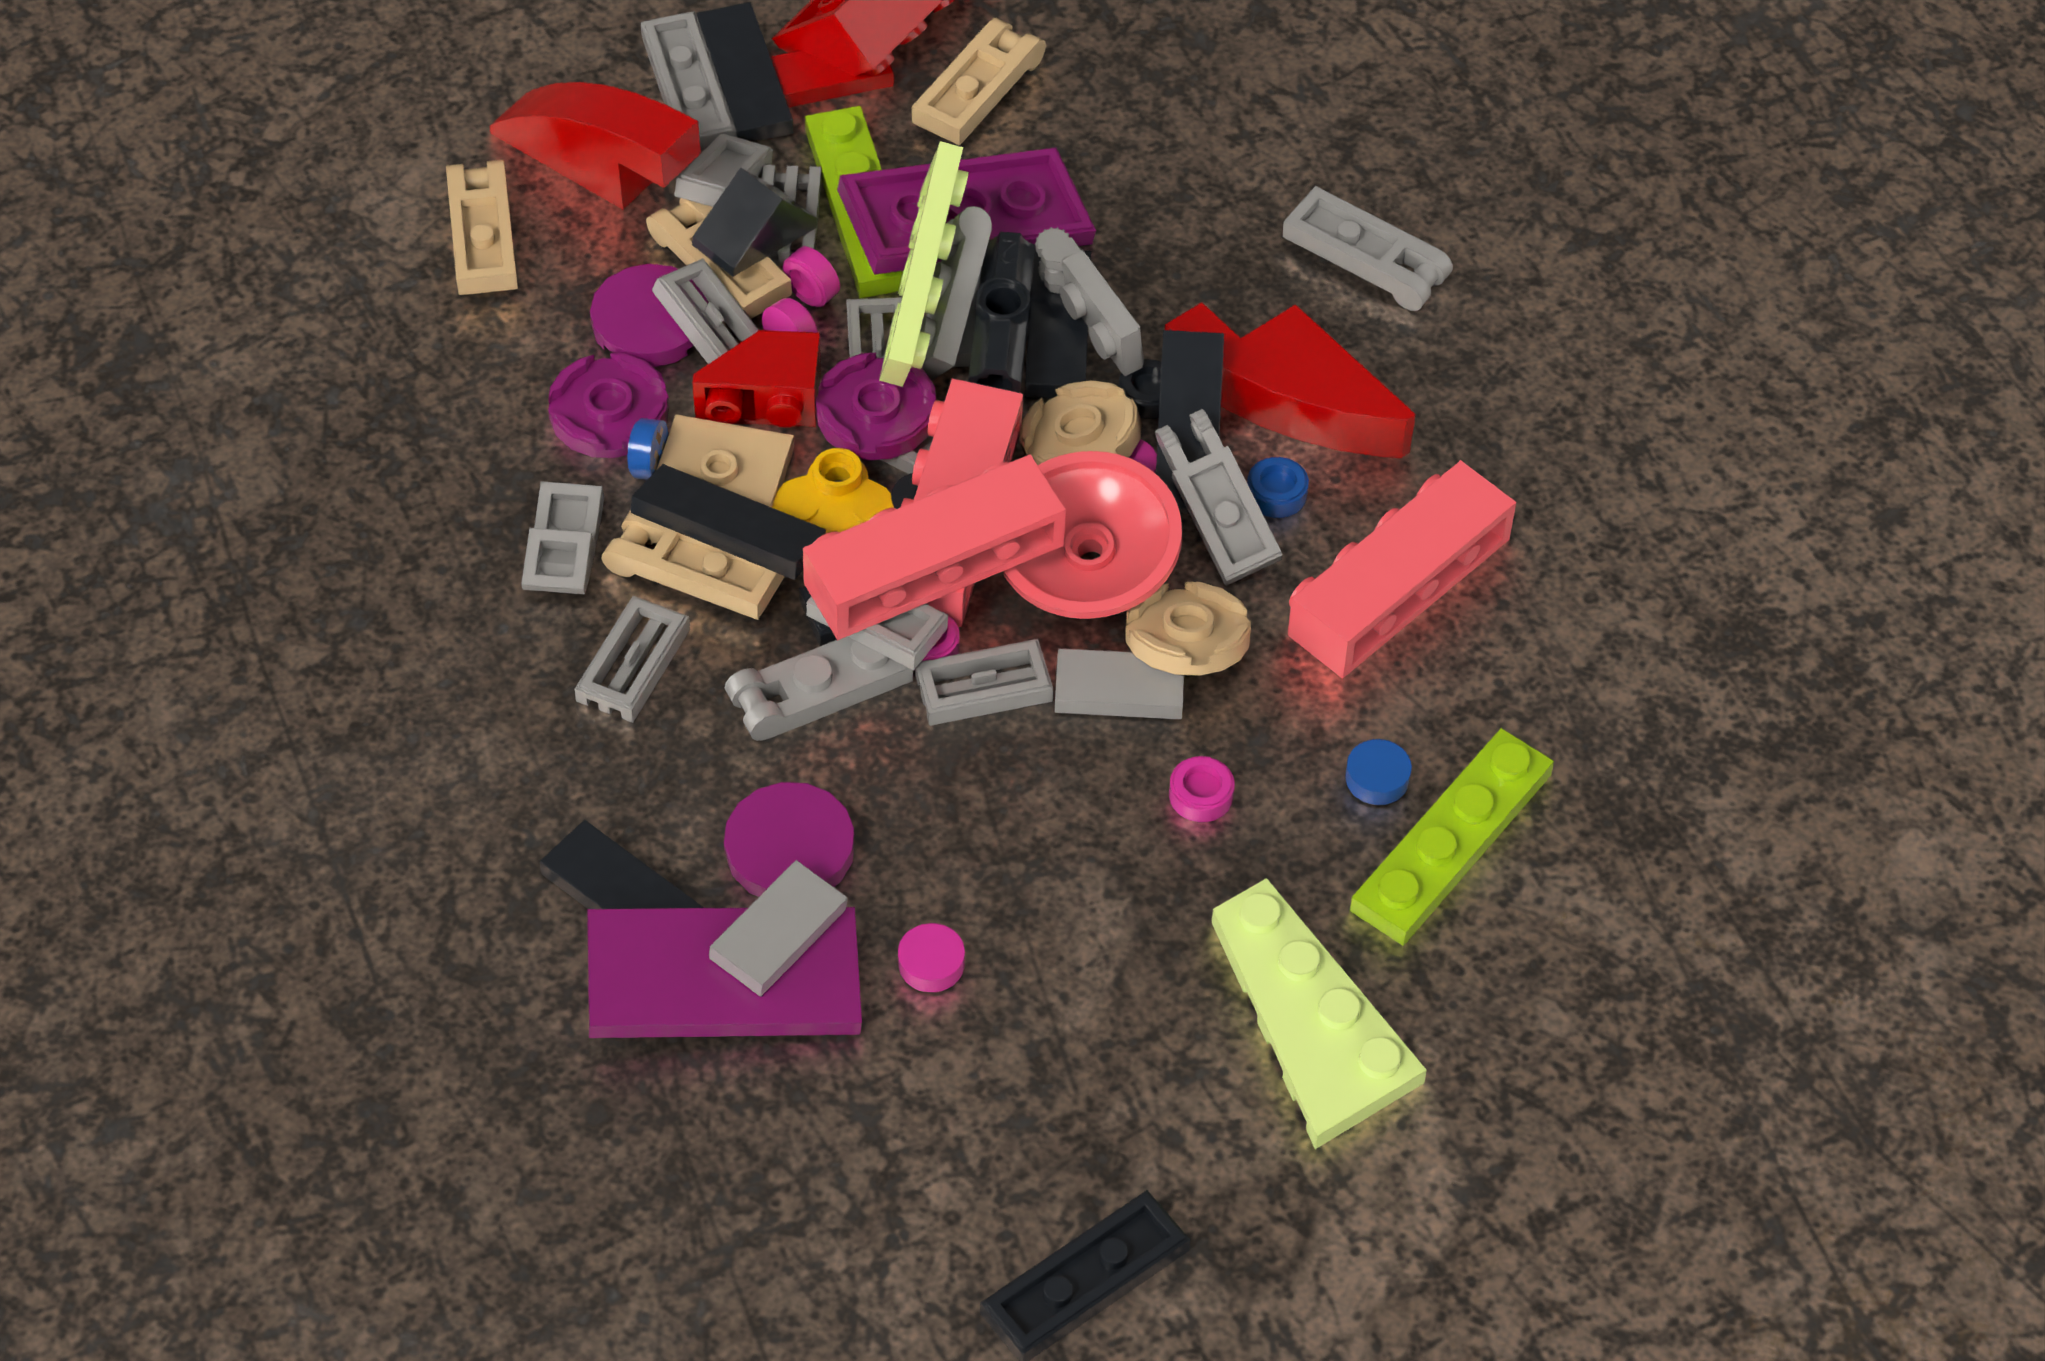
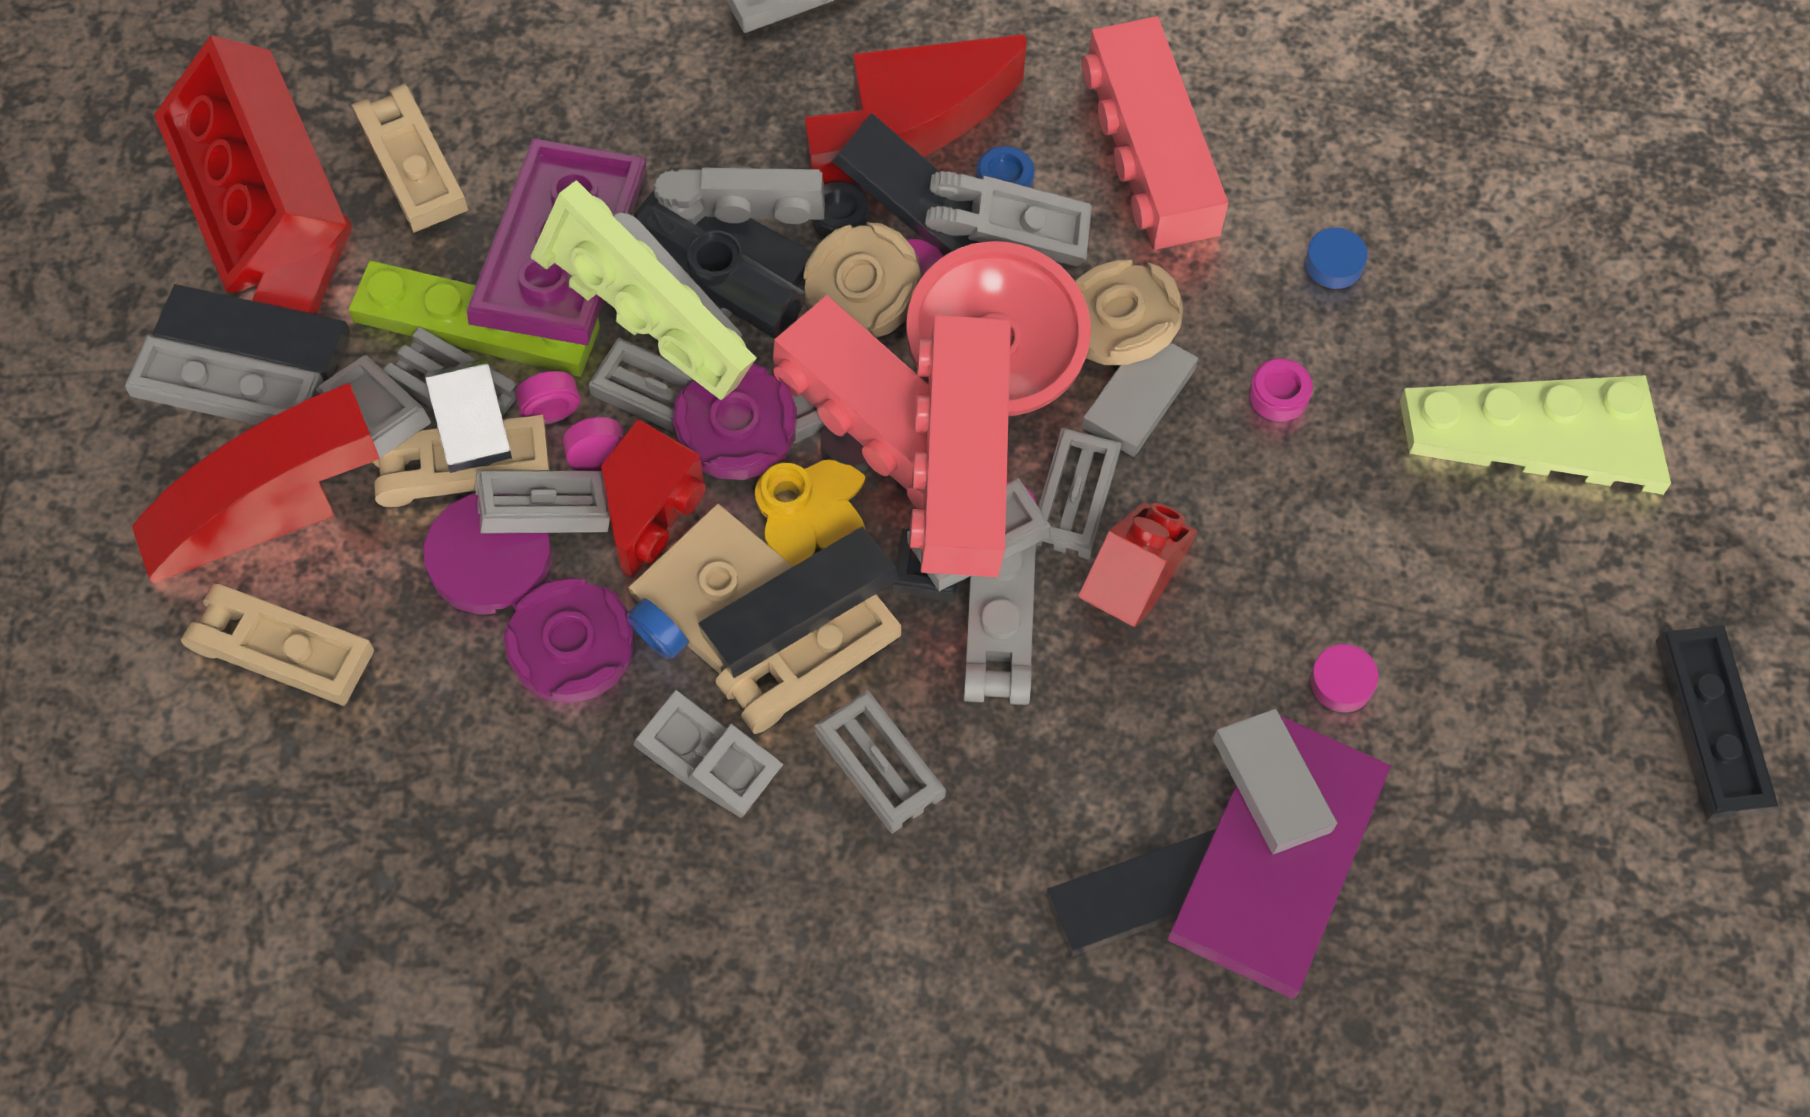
camera: 60 degrees left, 10 degrees up
(784, 826) = (1159, 730): magenta tile -> none
(935, 745) = (1137, 562): none -> slope
(1451, 836) = (1425, 243): lime plate -> none

